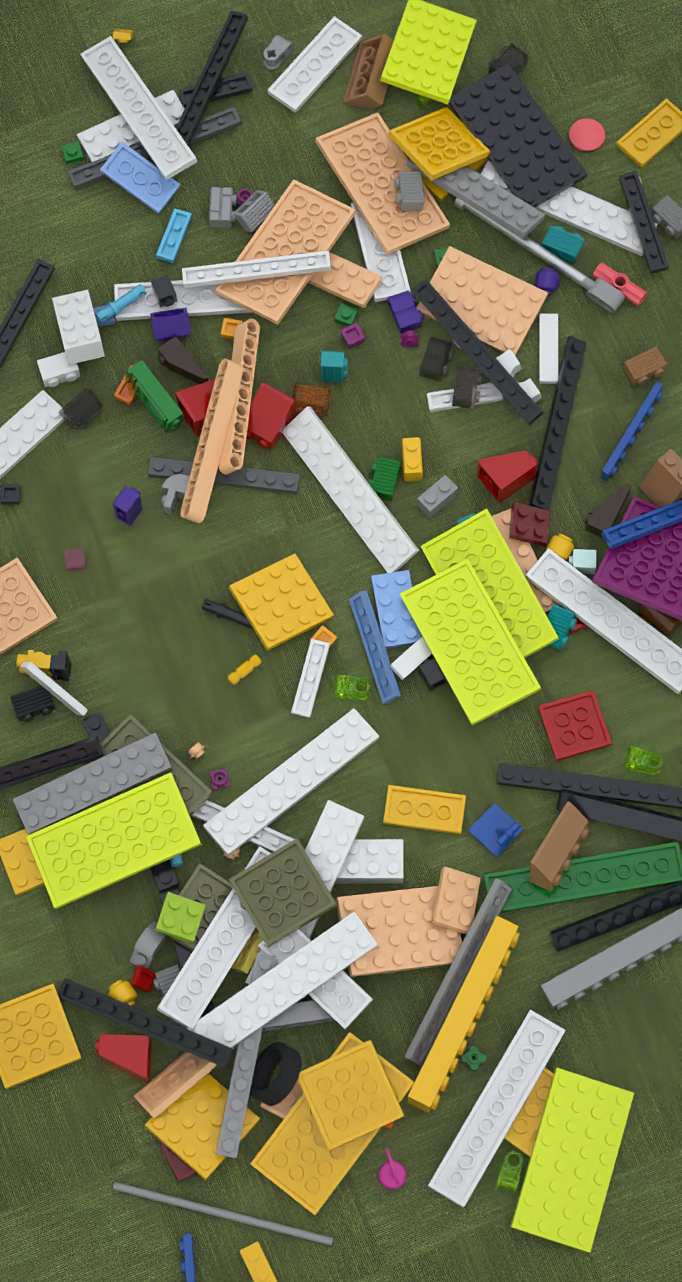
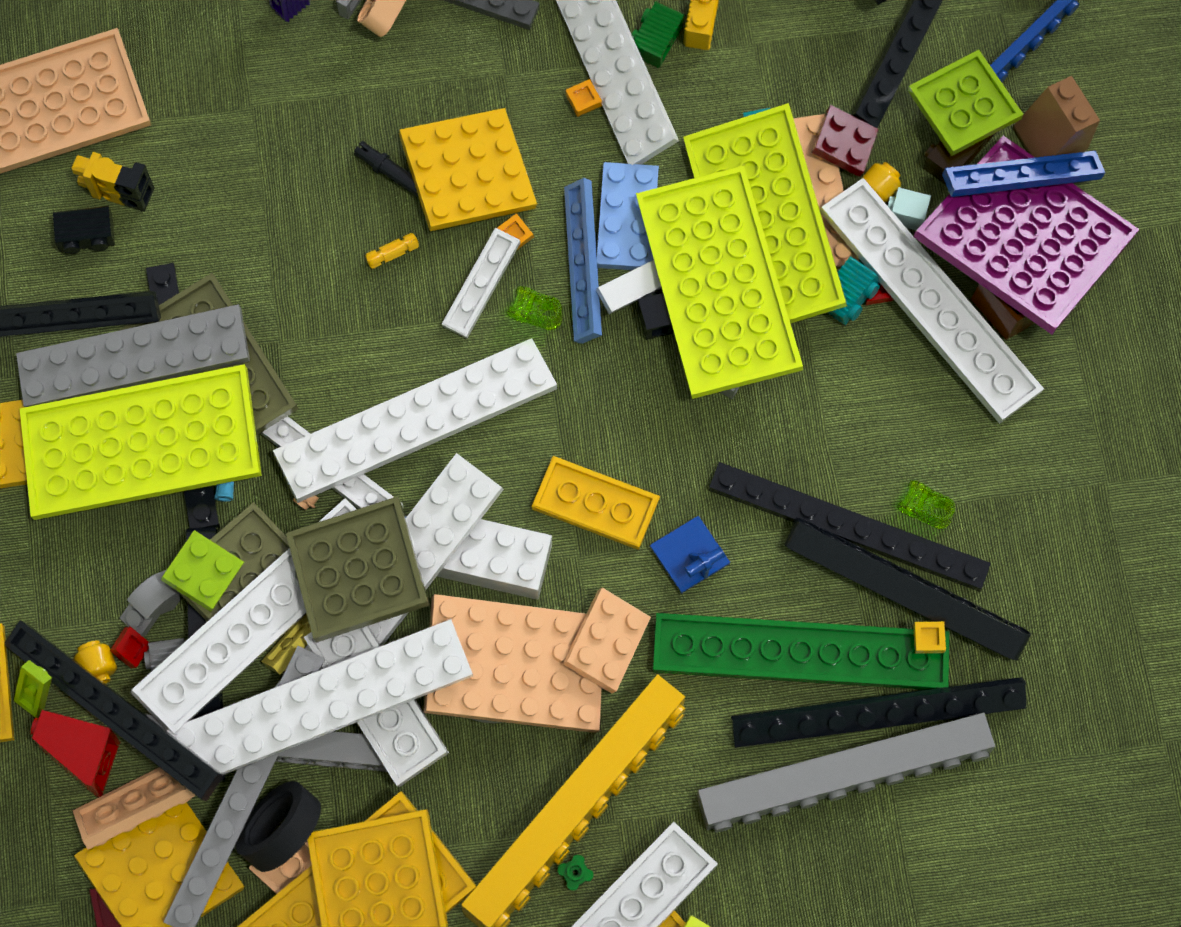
camera: 10 degrees right, 0 degrees up
(54, 688) = (114, 213): white tile -> none
(75, 559) = (197, 49): clear pink plate -> none
(86, 1022) = (32, 688): none -> lime plate
(196, 751) = (293, 346): light nougat plate -> none
(214, 775) = (311, 387): magenta plate -> none
(346, 534) = (583, 97): none -> light orange plate
(437, 497) = (724, 75): light grey brick -> none
(457, 973) = (535, 796): light grey plate -> none
(507, 473) = (830, 63): red slope -> none
(558, 848) = (772, 599): medium nougat slope -> none
(574, 725) = (840, 433): red plate -> none
(604, 481) = (965, 102): none -> lime plate
(666, 849) = (929, 637): none -> yellow plate

